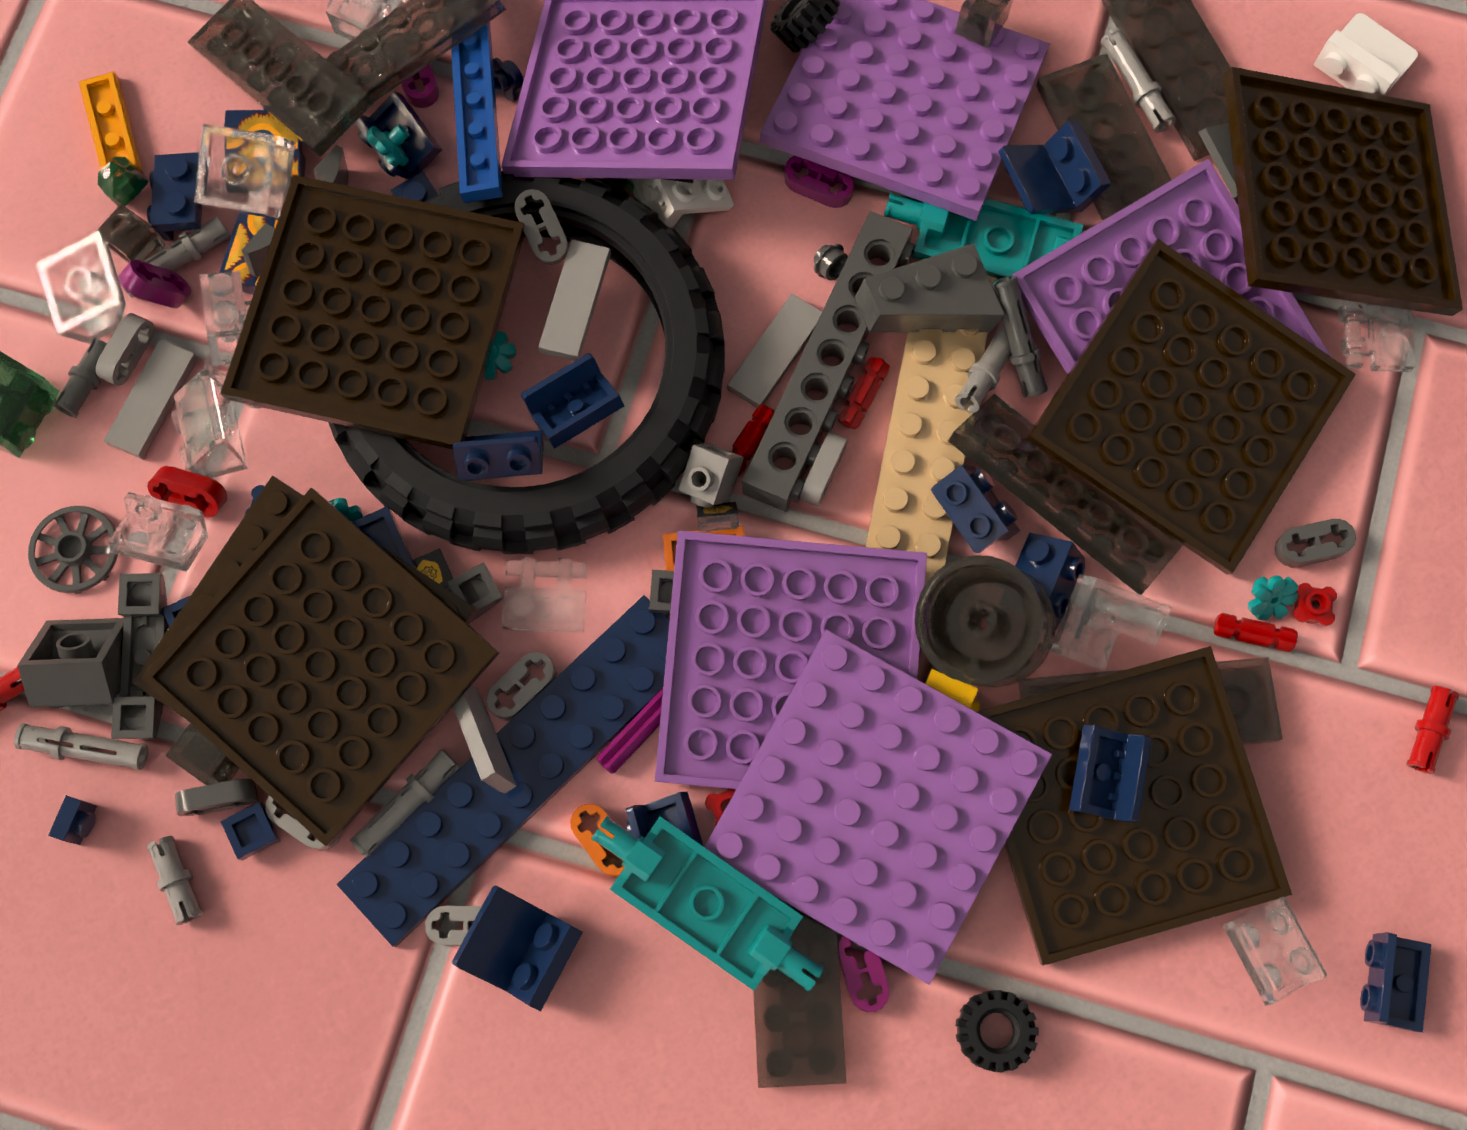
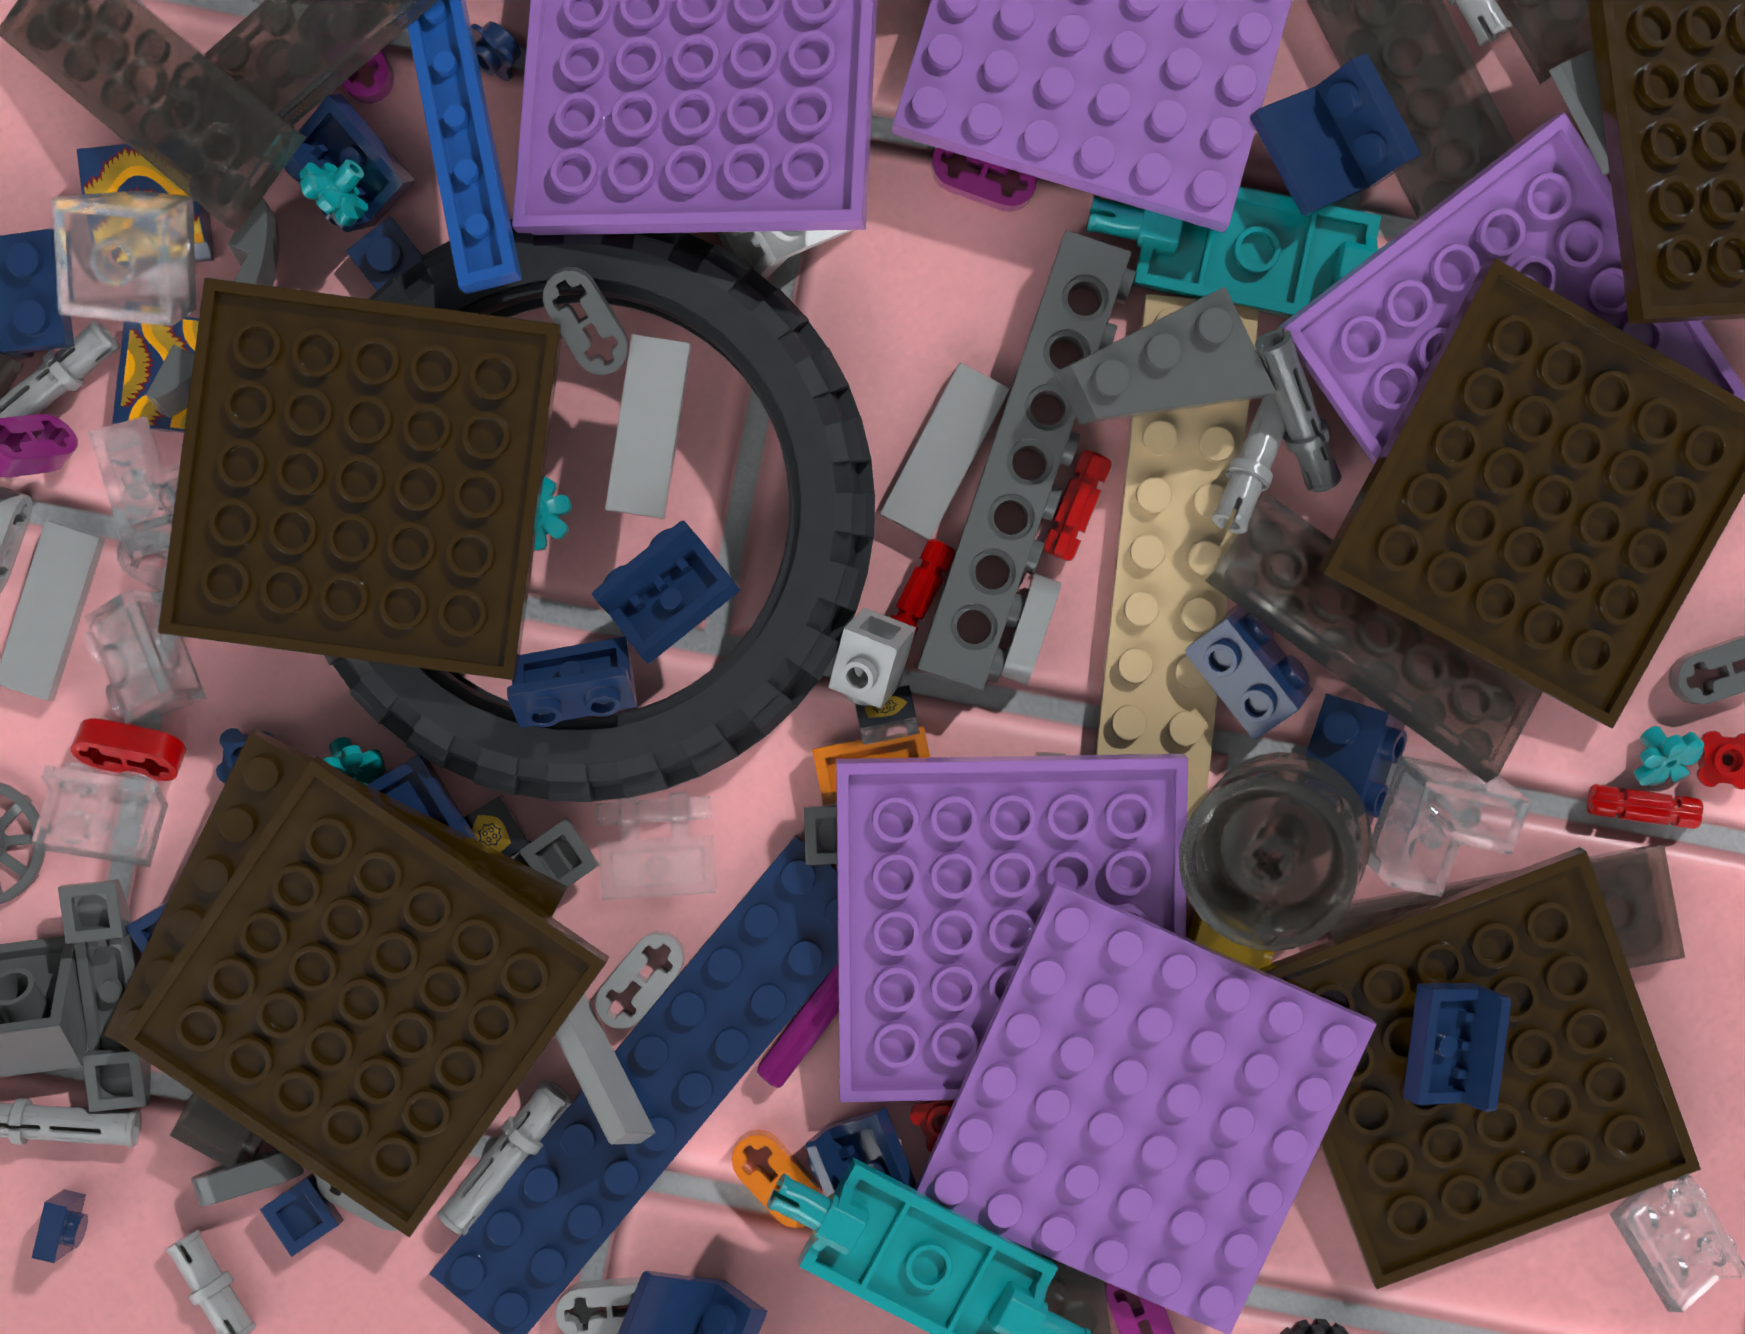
camera: 10 degrees left, 15 degrees up
(830, 261) = (1012, 305): dark grey plate -> none

